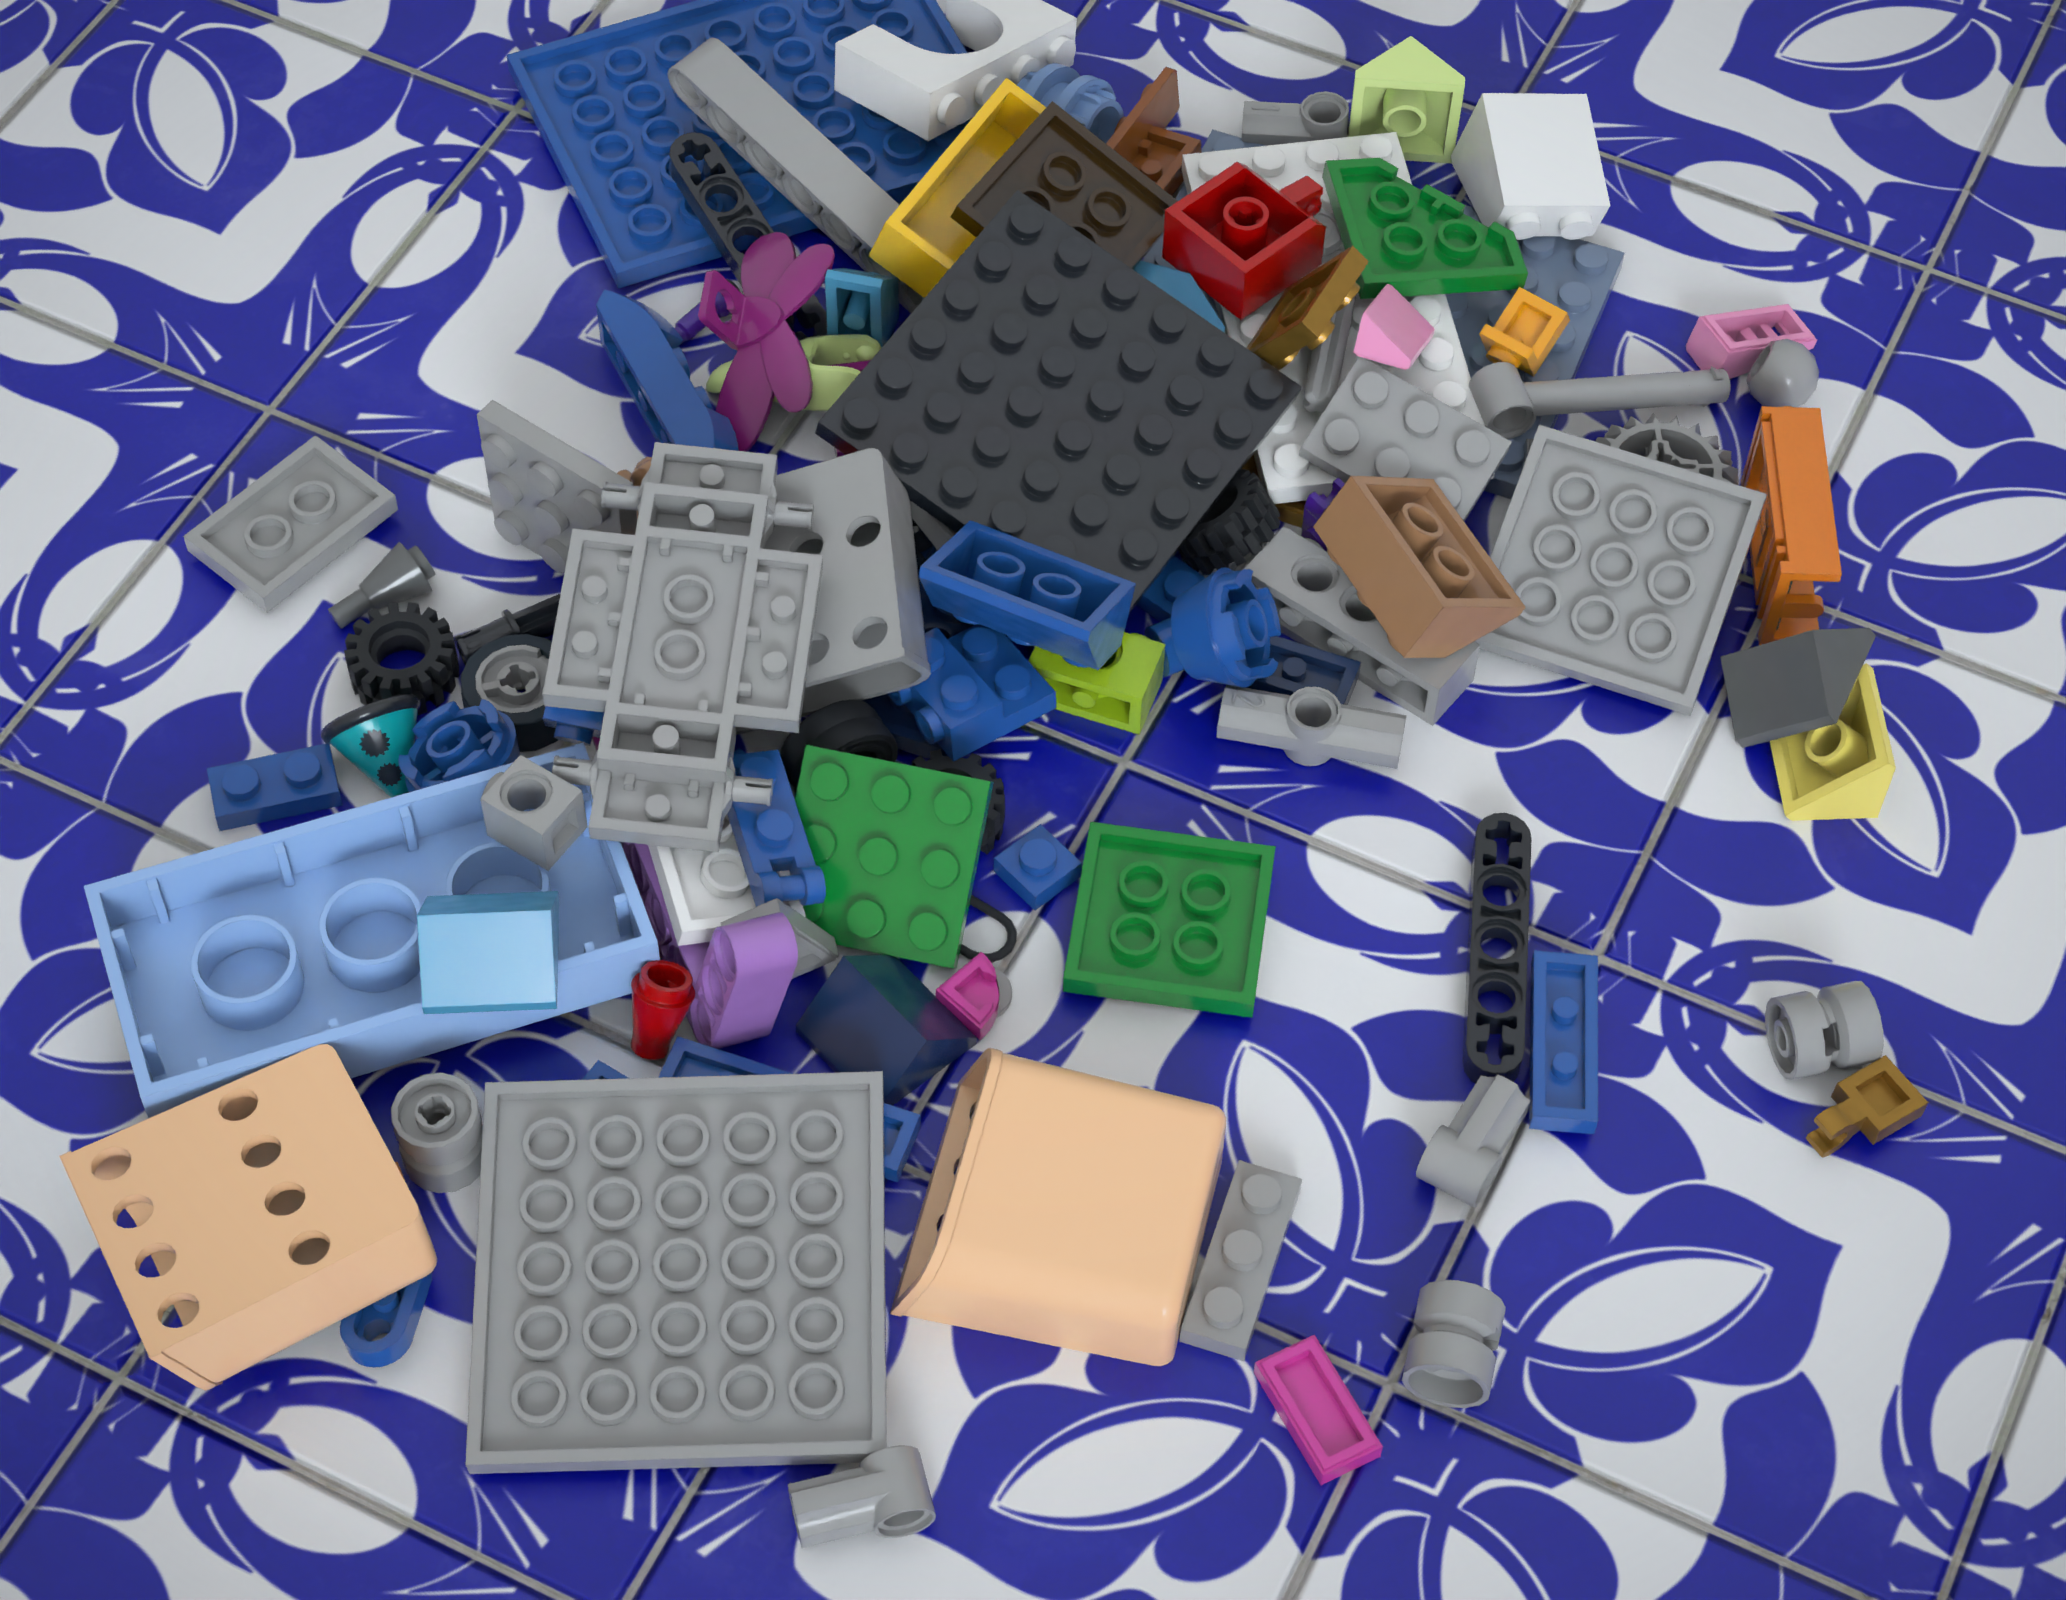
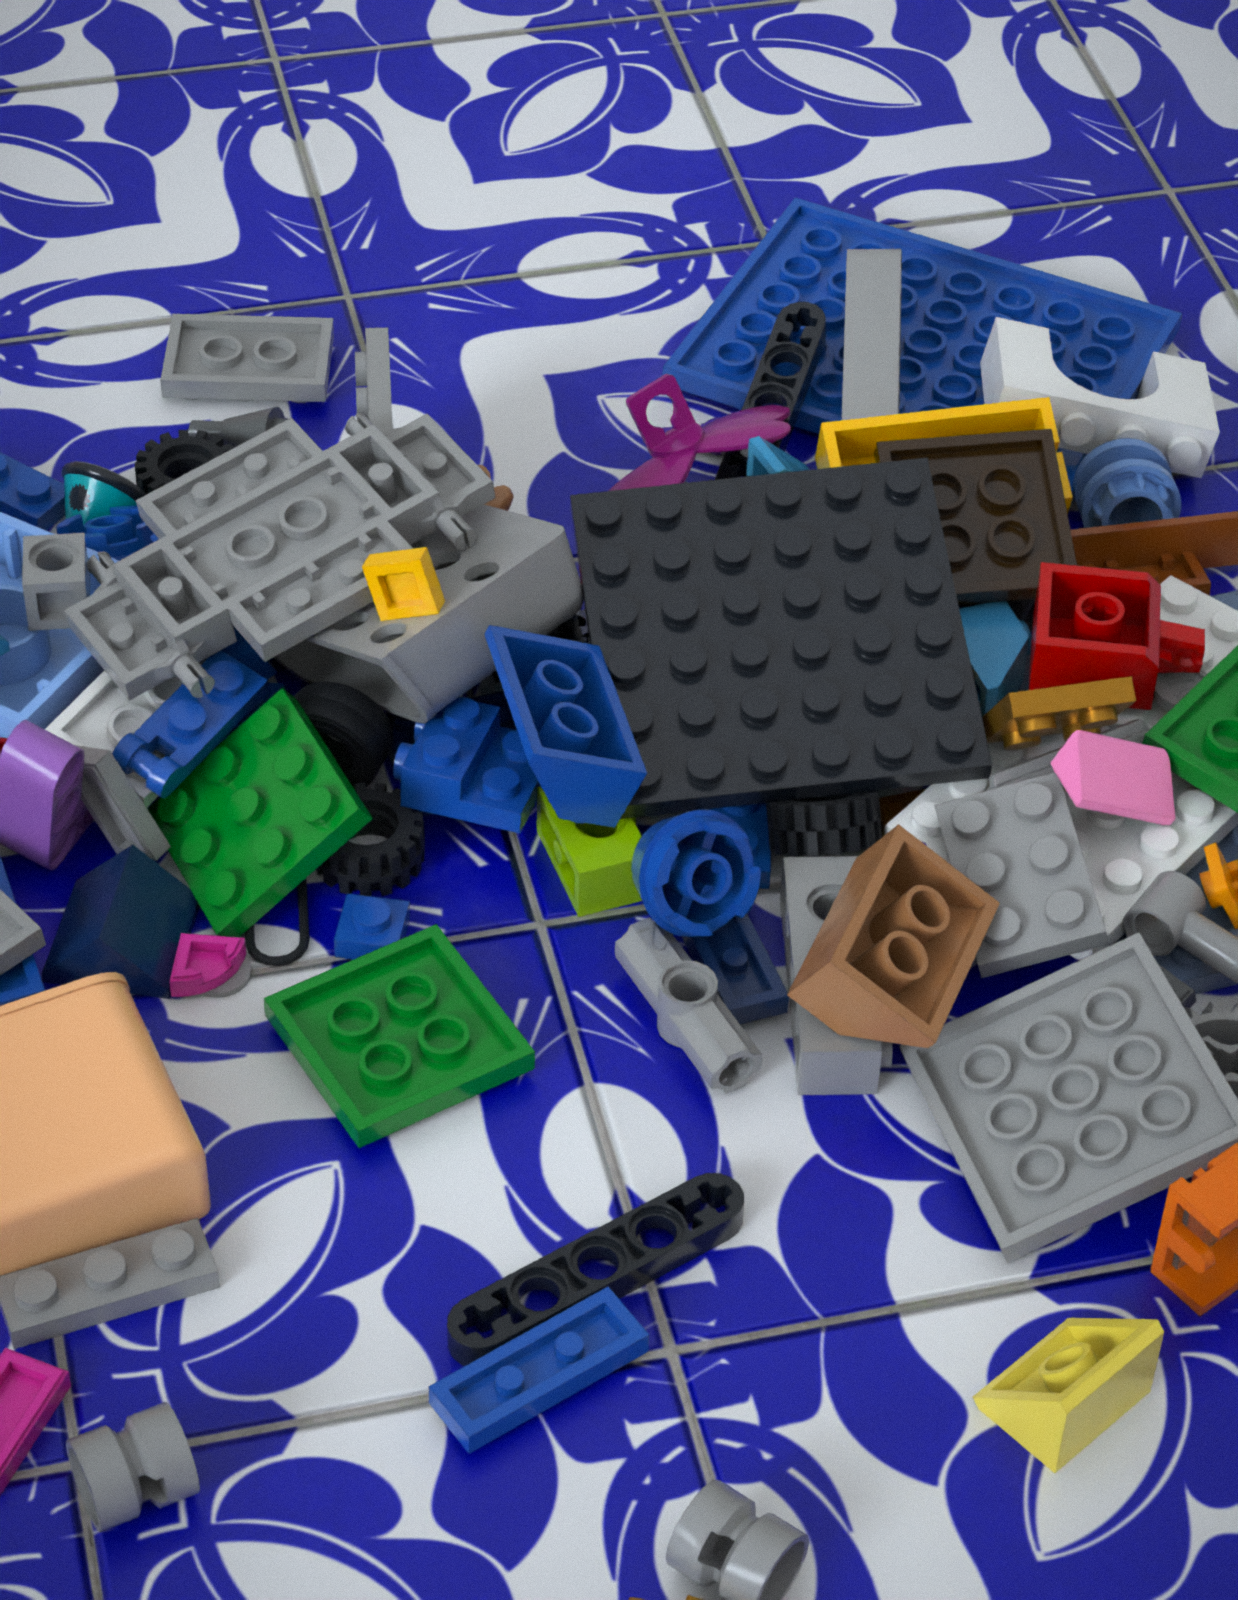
camera: 50 degrees right, 10 degrees down
(658, 375) = (585, 448): blue brick -> none
(847, 584) = (403, 584): none -> yellow plate
(1469, 1151) = (346, 1367): light grey piece -> none
(1793, 682) = (1101, 1285): dark grey slope -> none

